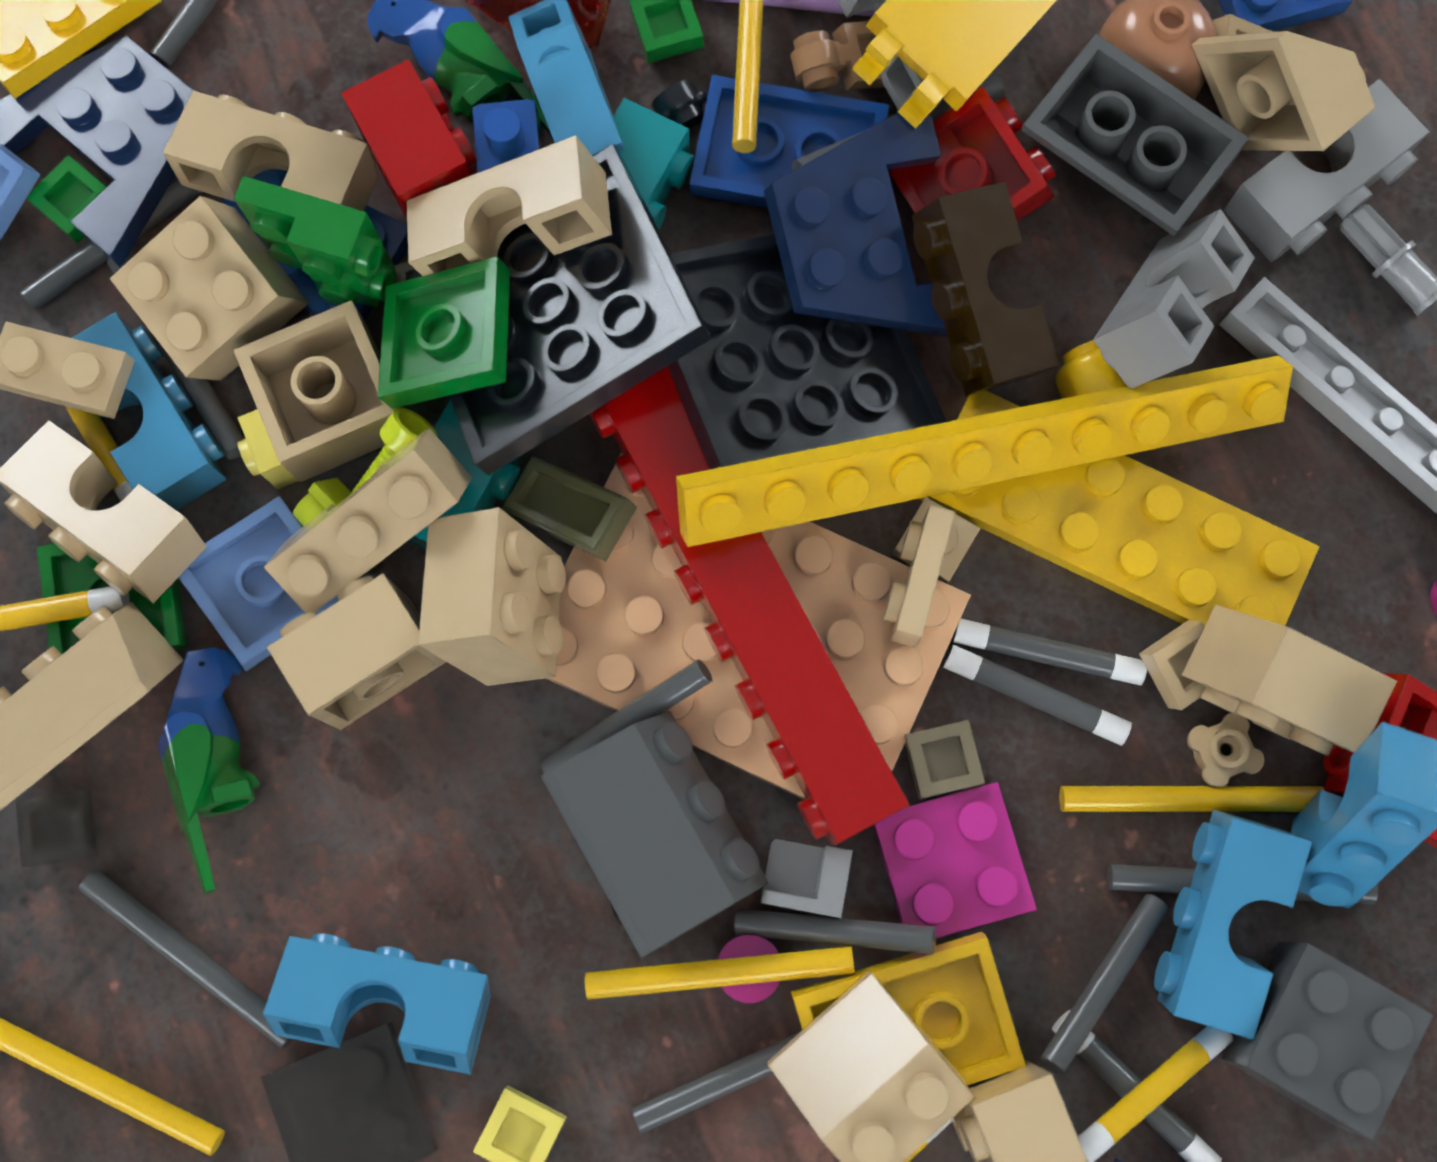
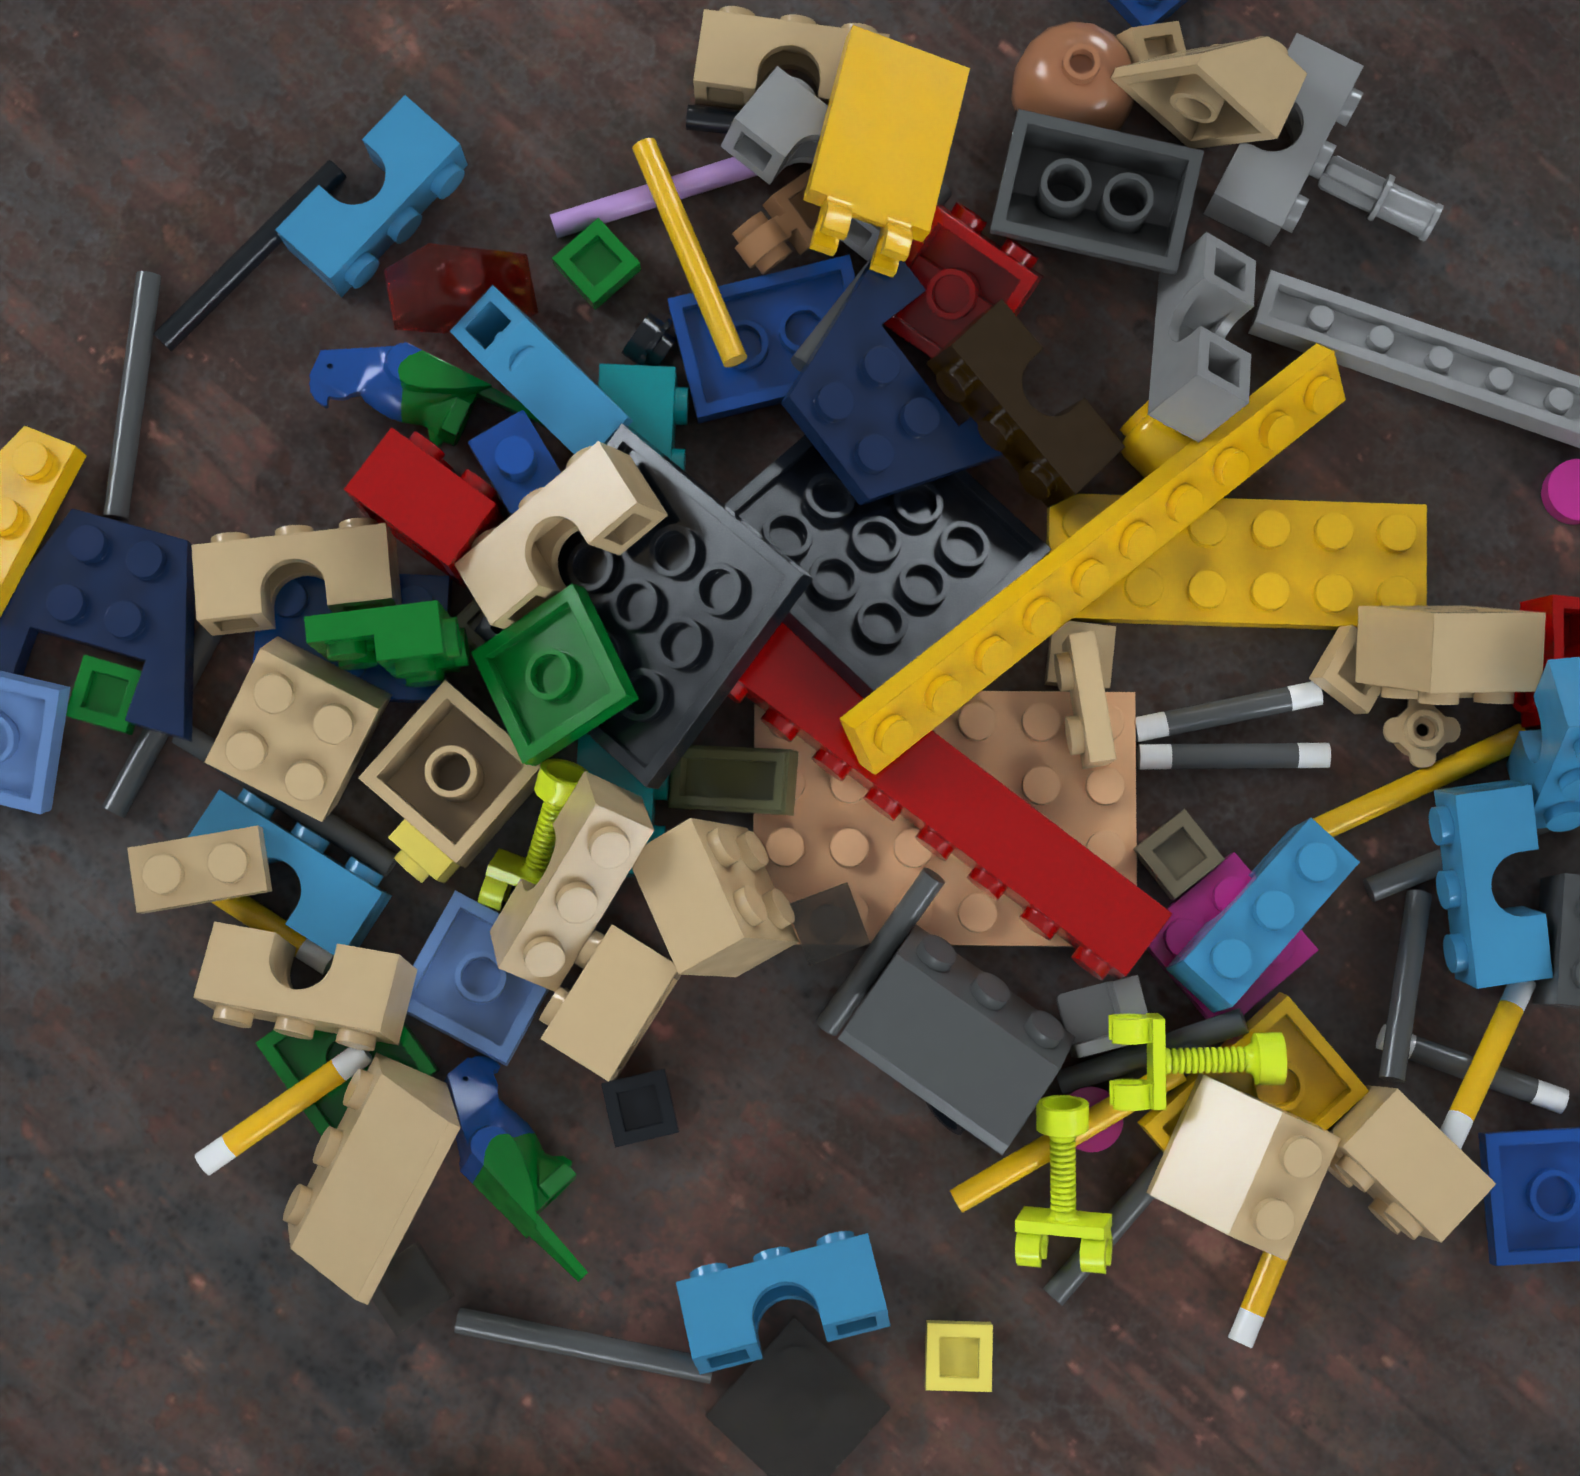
camera: 30 degrees left, 5 degrees up
(343, 763) = (640, 1107): none -> black plate
(589, 673) = (828, 924): none -> clear smoke plate
(717, 954) = (1062, 1120): none -> neon yellow bar
(933, 983) = (1263, 1059): none -> neon yellow bar
(996, 849) = (1263, 917): none -> dark azure arch

